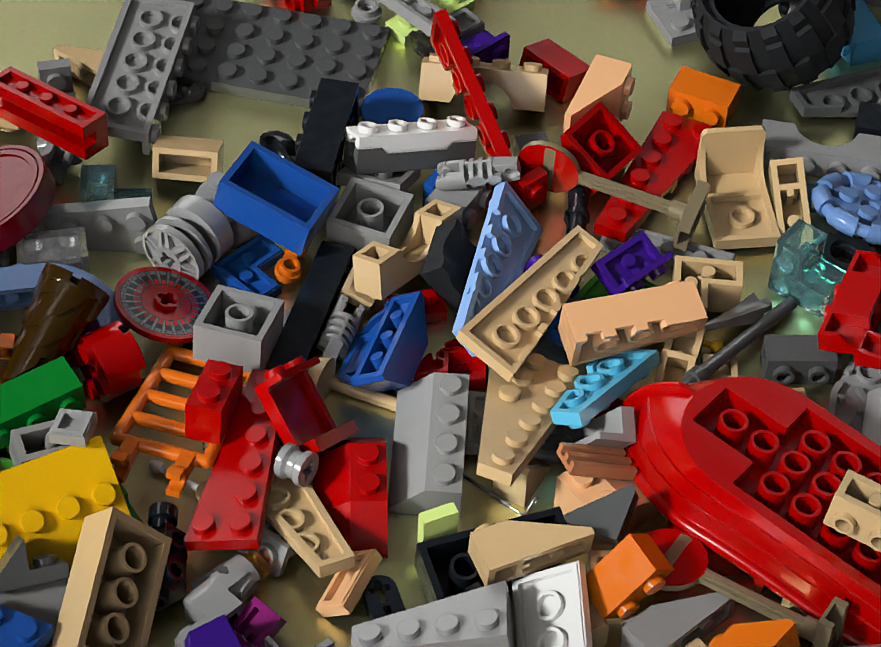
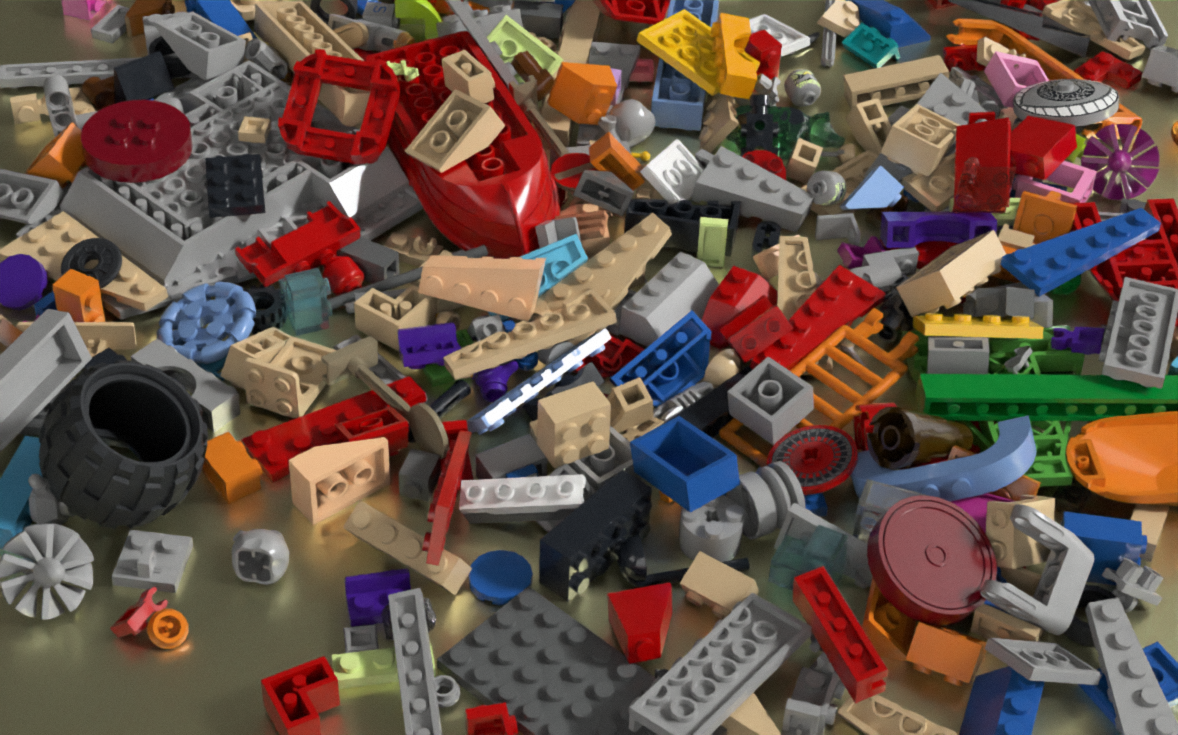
camera: 150 degrees left, 5 degrees down
(73, 427) = (944, 330): light grey tile -> none
(213, 401) = (822, 346): red brick -> none
(238, 102) = (641, 620): none -> red slope
(296, 464) = (784, 297): light grey wheel -> none
(402, 177) = (573, 424): none -> tan brick
(477, 172) = (496, 439): light grey hinge -> none
(521, 547) = (669, 189): tan slope -> none
(564, 68) = (325, 548): red brick -> none
(601, 33) = (260, 556): none -> light grey piece
(800, 320) = (343, 275): none -> red head
(806, 430) = (455, 132): none -> tan slope

